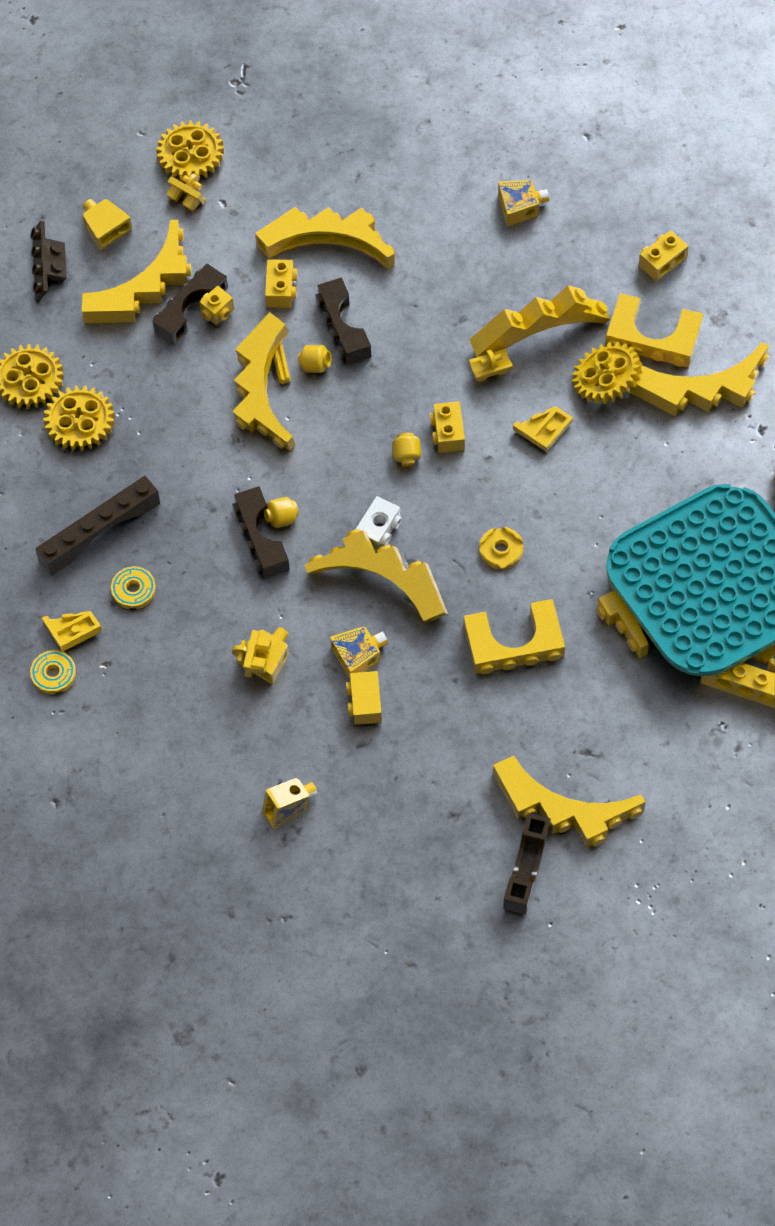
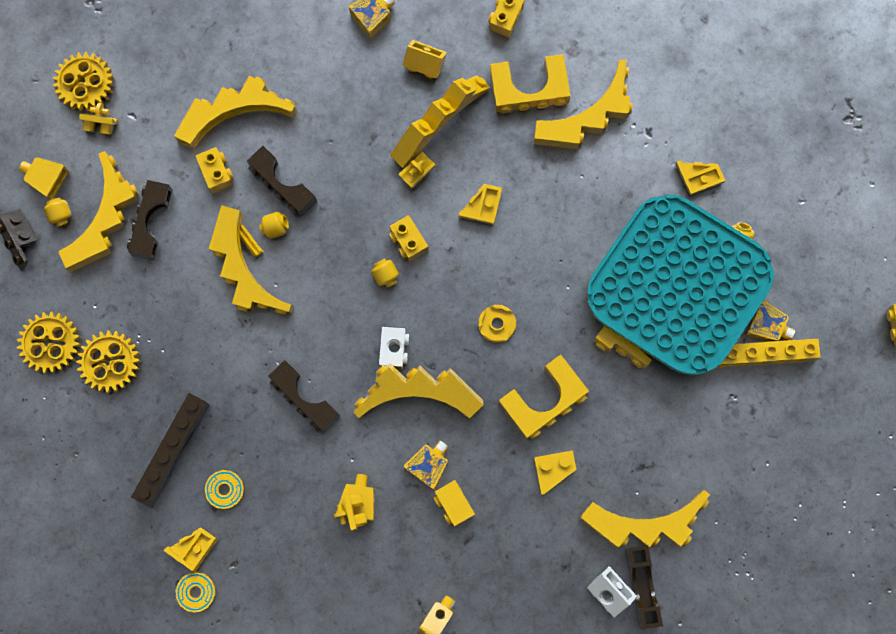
camera: 25 degrees left, 15 degrees up
(101, 259) = (57, 211): none -> yellow head
(216, 305) = (172, 213): yellow brick -> none
(281, 512) = (311, 372): yellow head -> none
(489, 853) = (611, 592): none -> white brick
(490, 712) = (553, 469): none -> yellow wing
(552, 263) = (424, 59): none -> yellow brick
(607, 373) = (511, 138): yellow gear -> none

